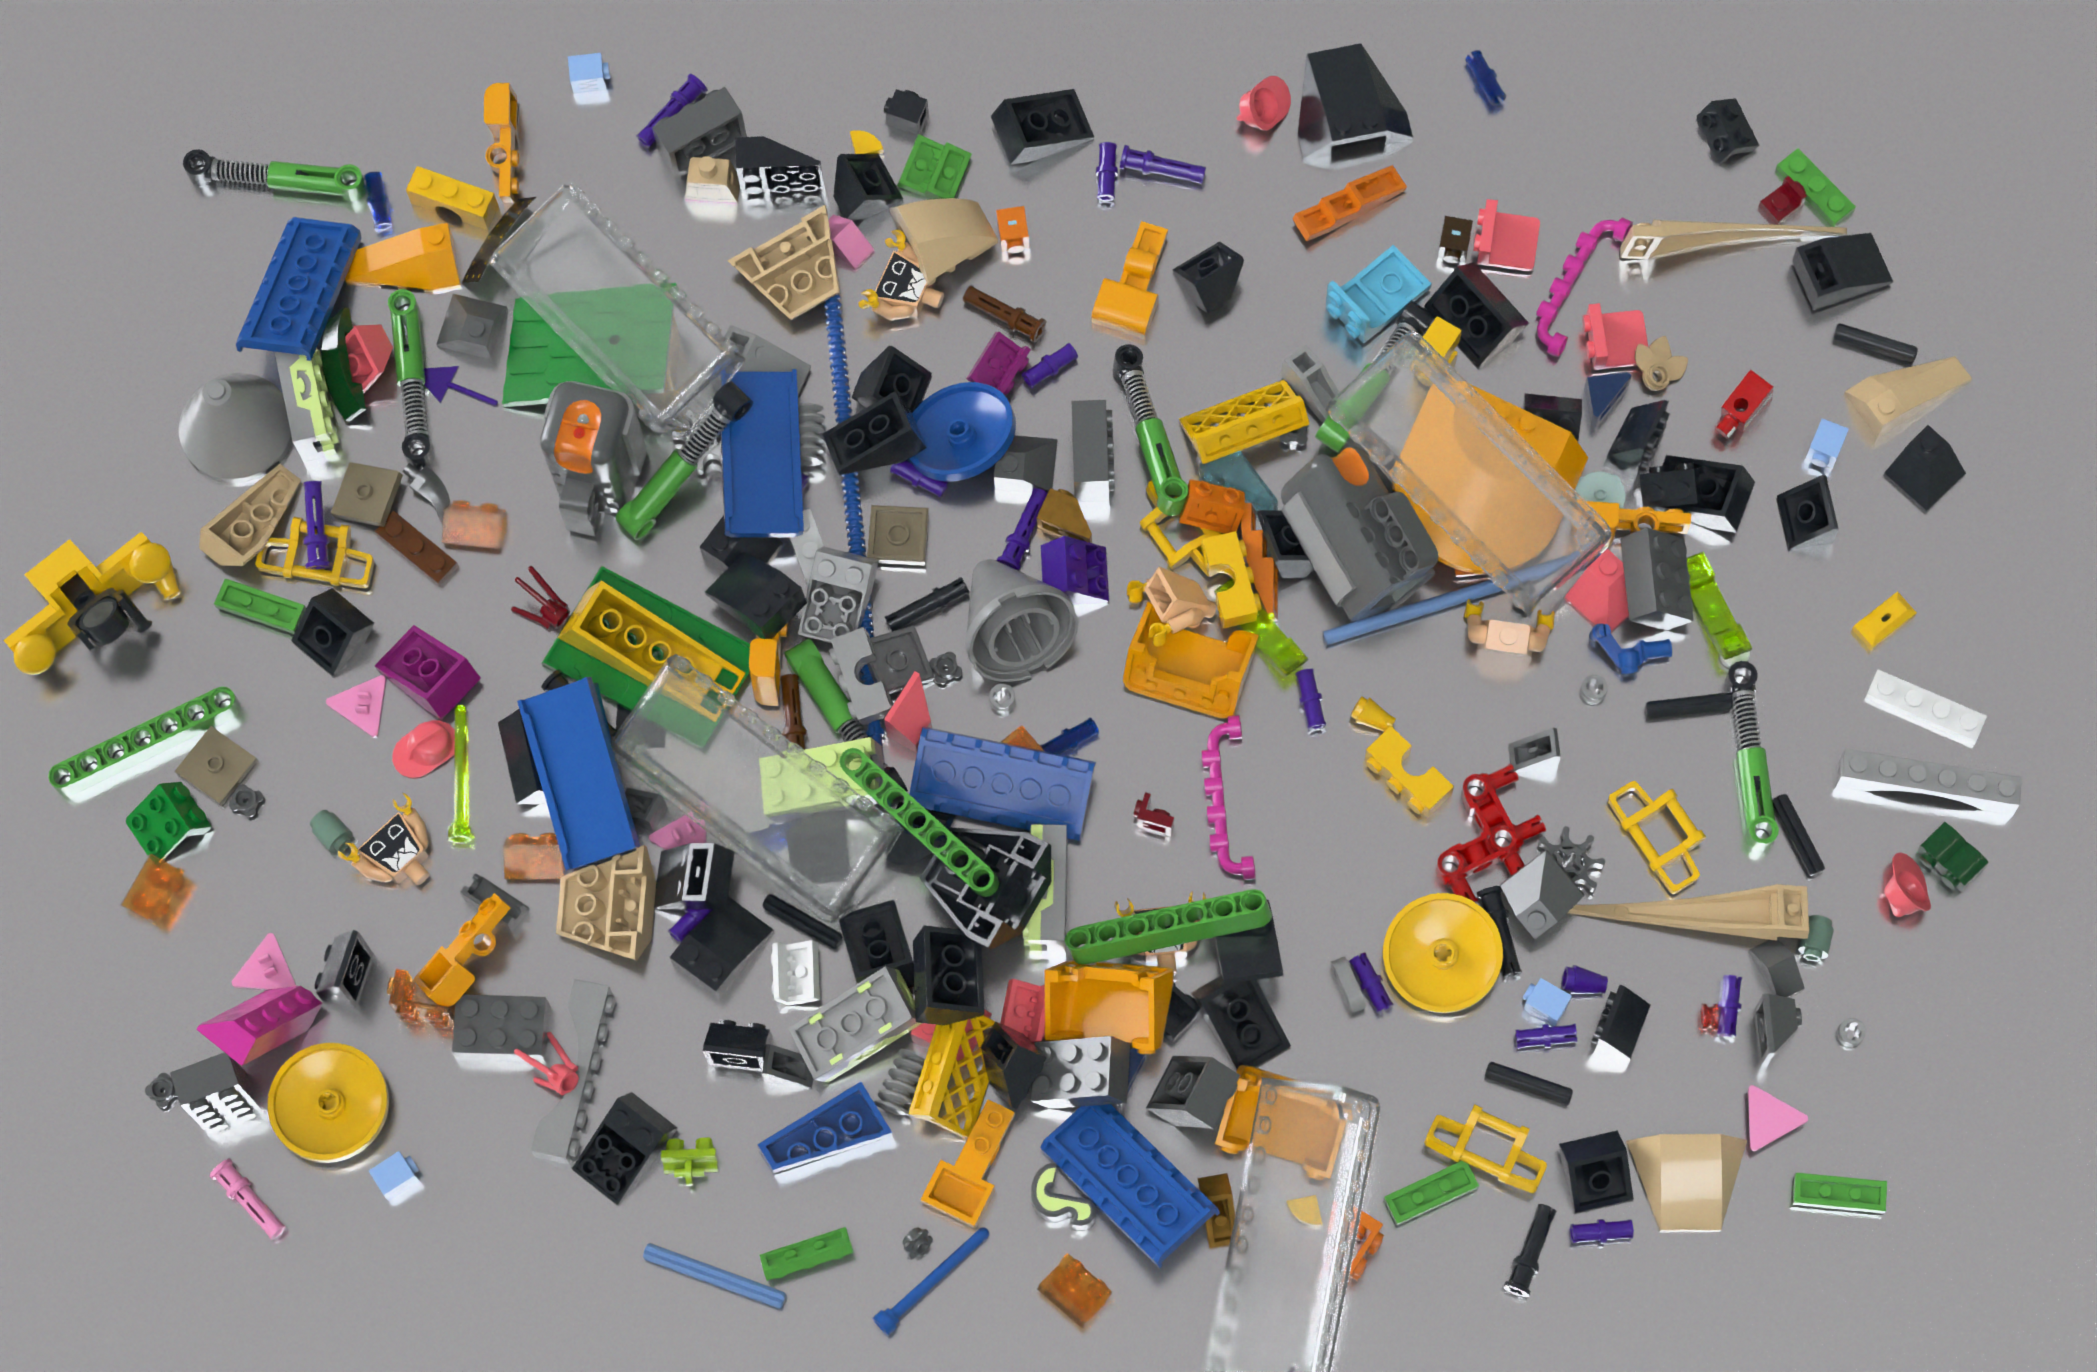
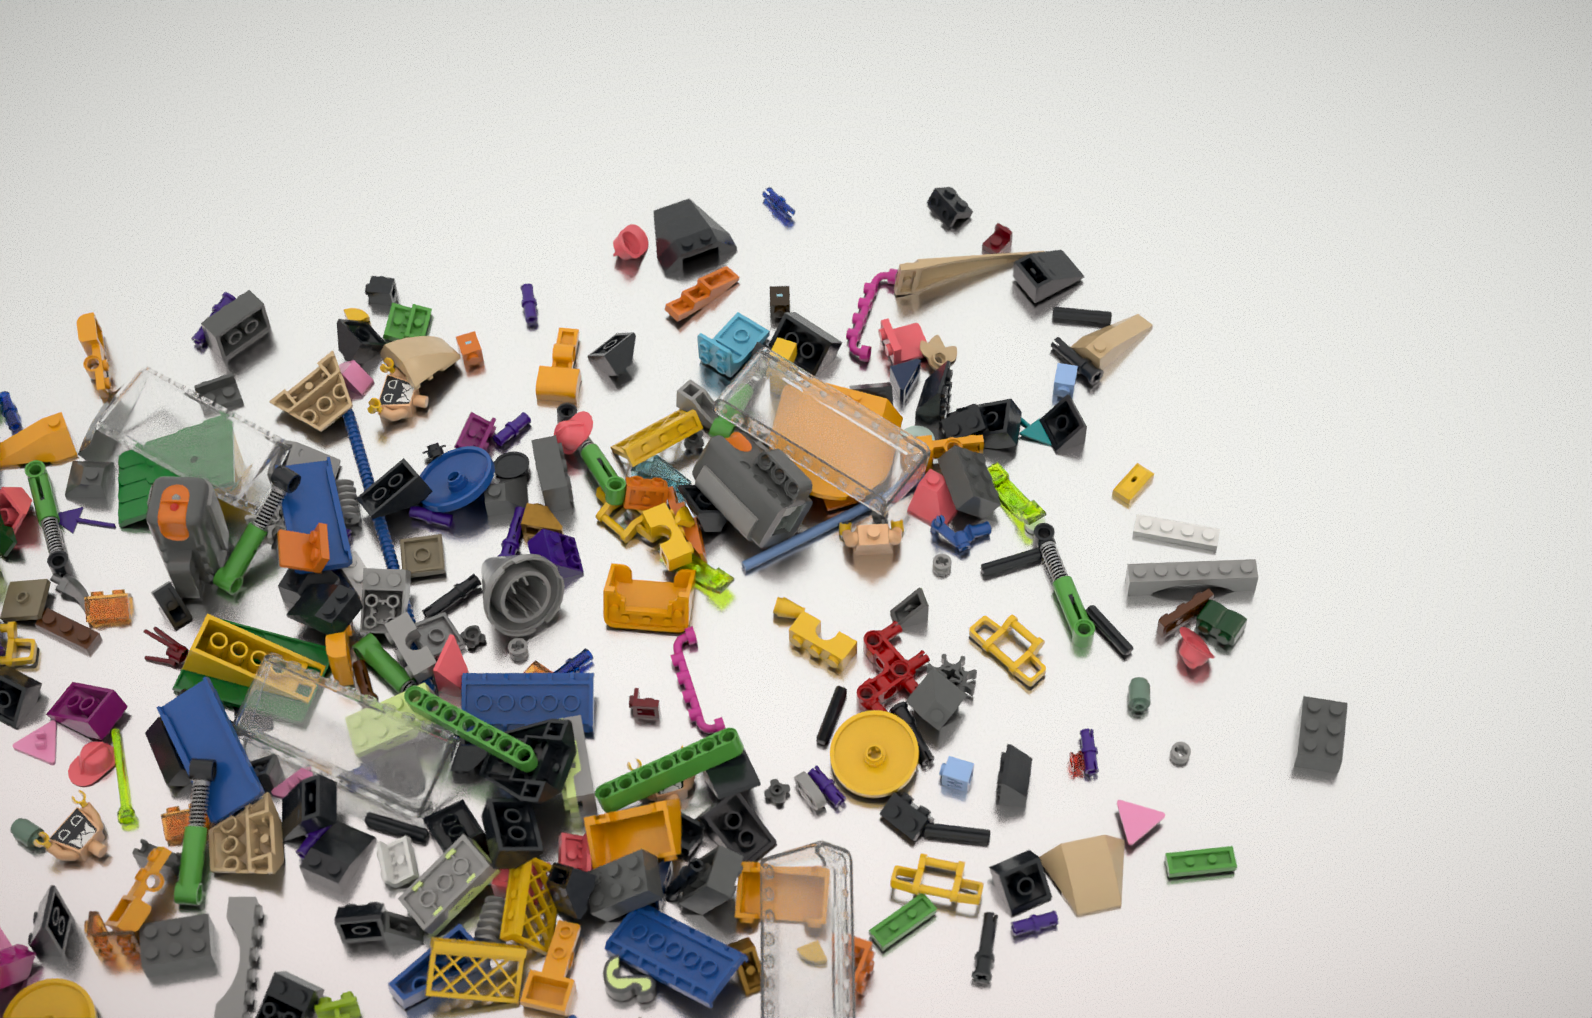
camera: 15 degrees left, 15 degrees down
(436, 190) = (79, 399): yellow arch -> none
(526, 949) = (189, 886): none -> piece
(556, 542) = (171, 605): none -> black slope
(560, 1076) = (229, 967): coral plant -> none
(588, 72) = (150, 305): light blue brick -> none
(661, 230) = (220, 390): none -> dark grey bracket
(712, 181) = (249, 354): tan torso -> none
(741, 509) = (304, 550): none -> orange bracket
(773, 166) = (294, 337): black slope -> none
(884, 1127) = (480, 950): none -> yellow fence
(892, 373) = (395, 450): black slope -> none
(939, 378) = (434, 450): none -> black plate
(1018, 318) = (482, 404): reddish brown pin -> none
(1039, 420) = (511, 464): none -> black piece
(1040, 125) = (476, 282): black slope -> none
(1132, 393) = (574, 431): none -> coral piece
(1148, 162) = (574, 293): dark purple pin -> none
(1162, 1080) = (687, 875): none -> black pin
(1176, 600) = (630, 557): light nougat torso -> none
(1257, 557) = (684, 517): none -> yellow tile
(1304, 984) = (777, 796): none -> dark grey plate
(1310, 699) = (742, 607): dark purple pin -> none
(1398, 881) = (831, 715): none -> black axle
(1468, 1045) = (906, 815): none -> black bracket
(1506, 239) = (814, 296): coral bracket -> none
(1546, 1036) = (962, 797): dark purple pin -> none
(1583, 981) = (980, 754): dark purple cone -> none
(1751, 395) = (1003, 363): red torso -> none
(1753, 913) = (1090, 685): tan plate -> none
(1766, 511) = (1035, 431): none -> teal piece
(1776, 1024) = (1124, 755): dark grey slope -> none
(1778, 968) = (1117, 720): dark grey slope -> none
(1819, 189) = (1022, 232): bright green plate -> none
(1858, 425) = (1084, 364): none -> black pin
(1906, 831) = (1183, 613): none -> reddish brown plate
(1926, 469) = (1136, 383): black slope -> none
(2045, 1048) = (1320, 734): none -> dark grey brick

